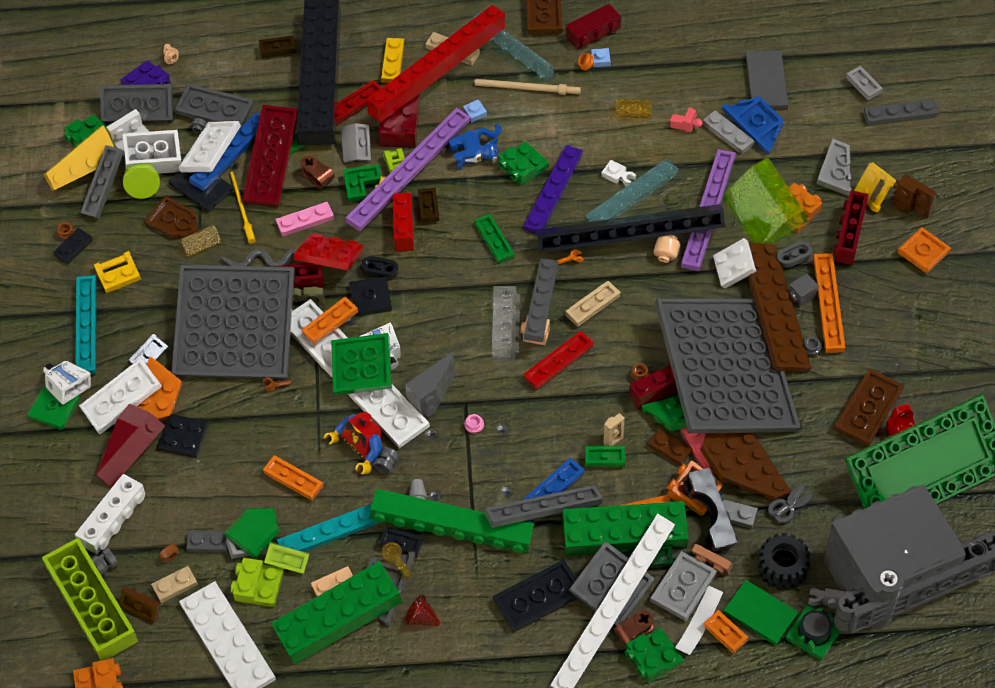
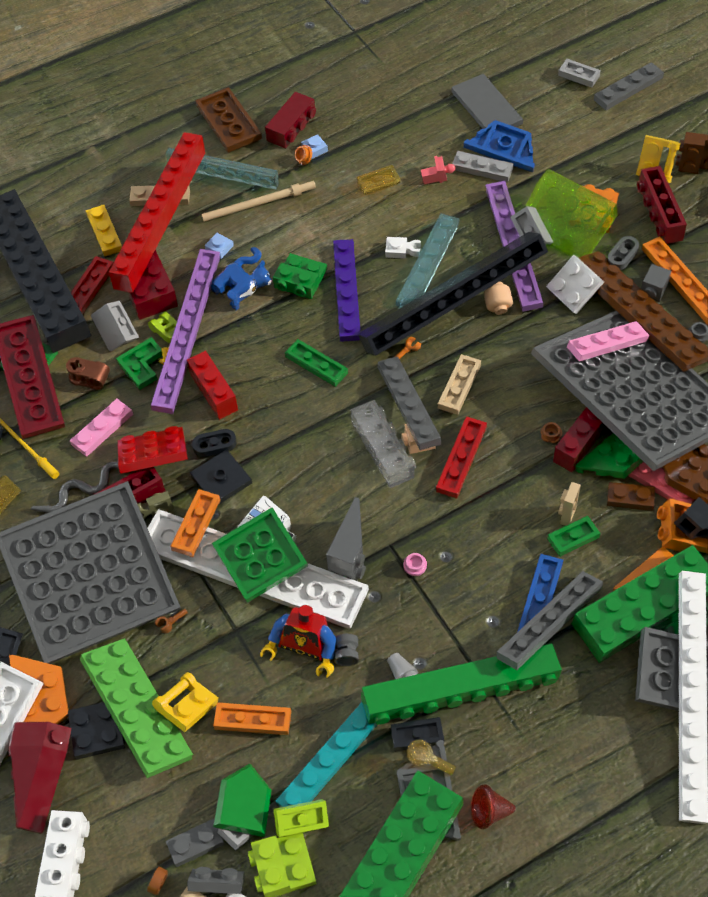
camera: 25 degrees left, 0 degrees up
(206, 571) = (216, 881): none -> dark grey plate
(217, 432) = (129, 699): none -> bright green plate
(253, 450) = (191, 707): none -> yellow plate
(331, 580) = (369, 822): light nougat plate -> none
(428, 205) = (228, 357): dark brown plate -> none
(536, 595) = (601, 723): black plate -> none
(724, 319) = (607, 341): none -> bright pink plate
(731, 199) = (530, 221): none -> light grey panel
(836, 168) = (605, 158): light grey wing -> none

